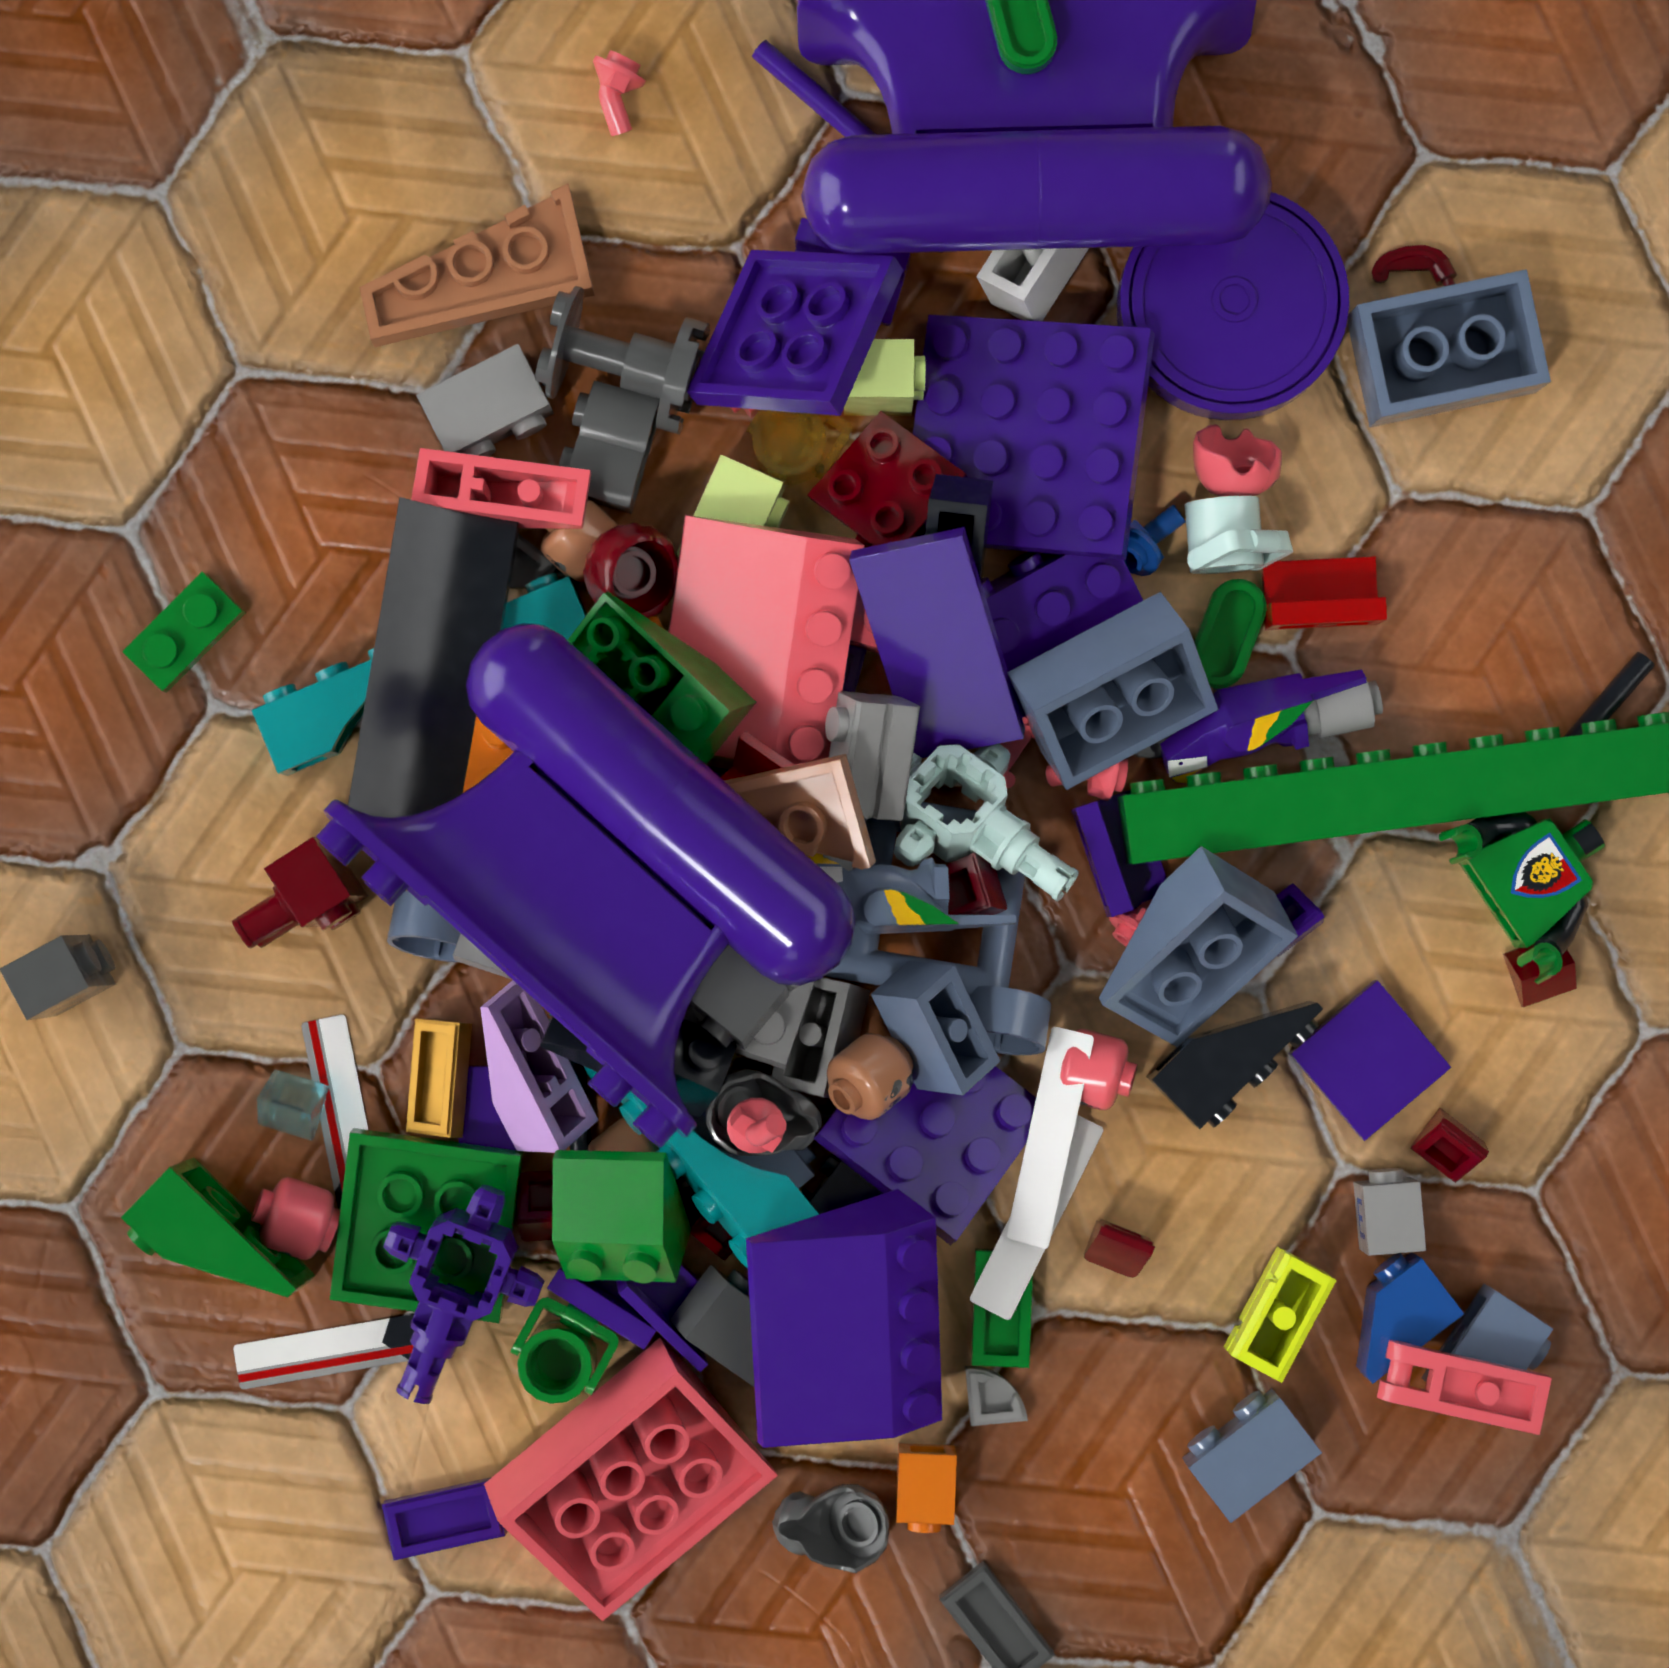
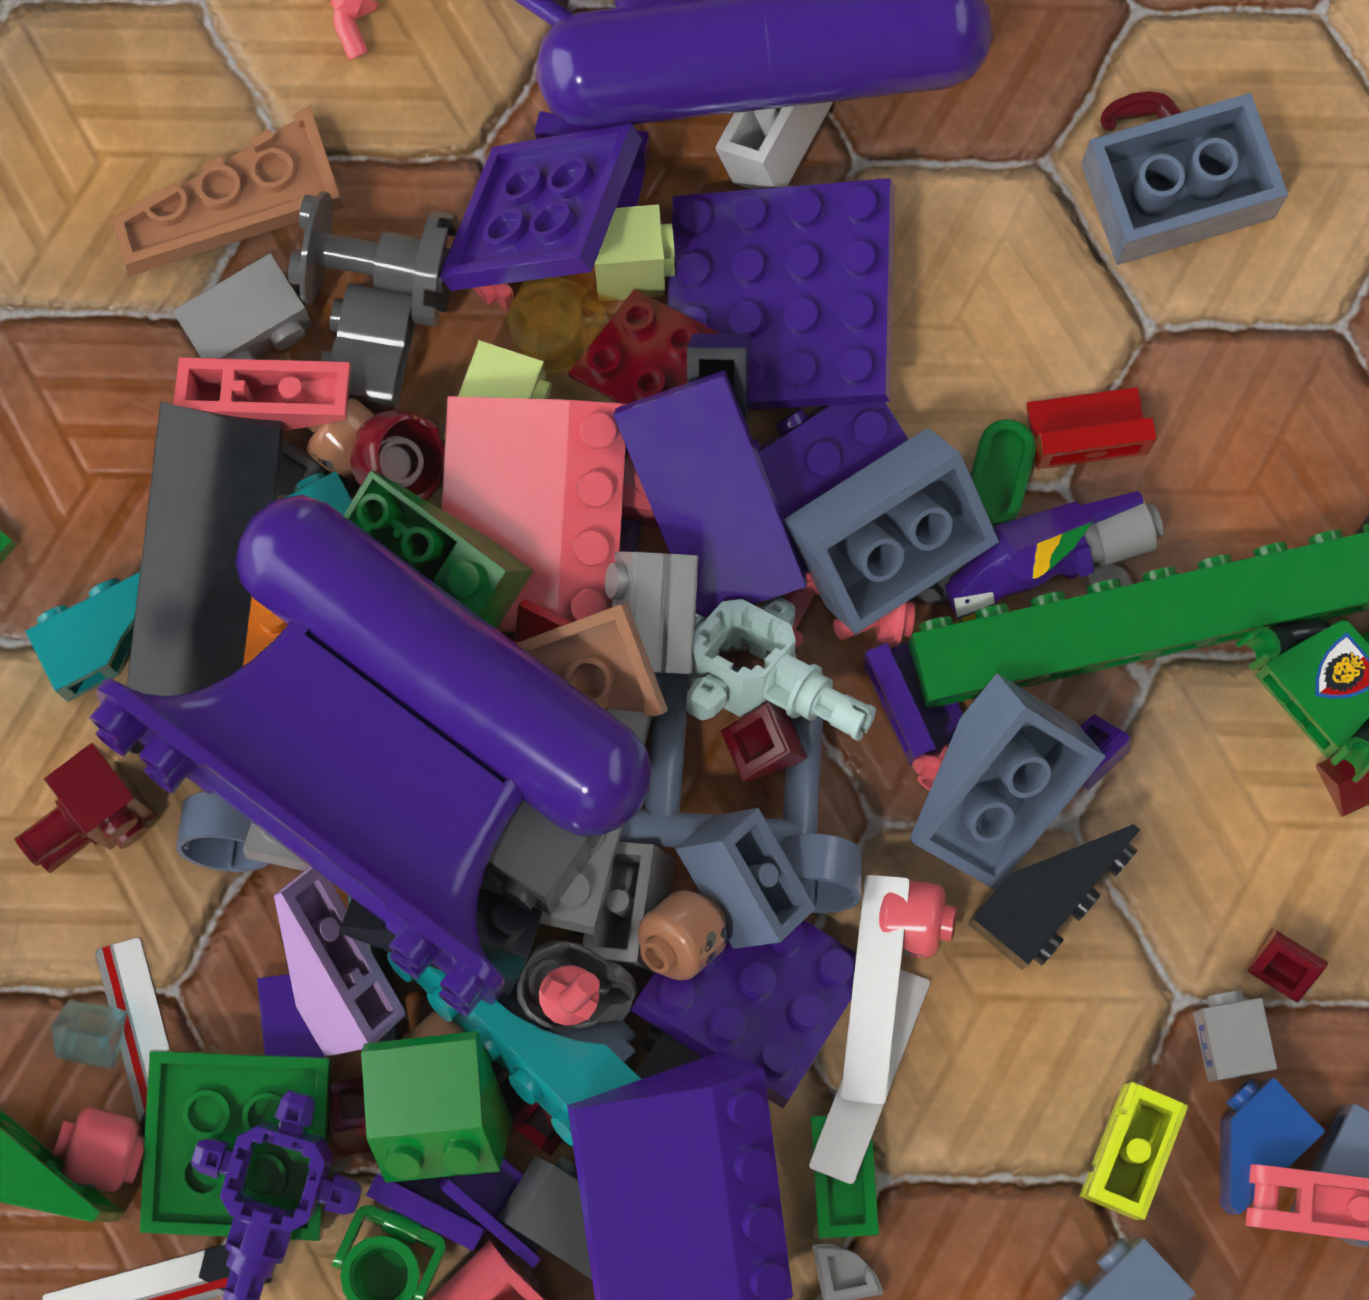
camera: 10 degrees left, 10 degrees down
(438, 1077) = (239, 990): pearl gold tile -> none
(902, 899) = (705, 754): sand blue animal -> none
(1118, 1249) = (958, 1103): dark red slope -> none
(1142, 551) = (907, 392): blue plate -> none
(1228, 536) = (991, 378): light aqua piece -> none
(1235, 465) = (990, 311): coral hair -> none
(1240, 319) = (975, 165): dark purple brick -> none
(1370, 1060) = (1194, 884): dark purple tile -> none

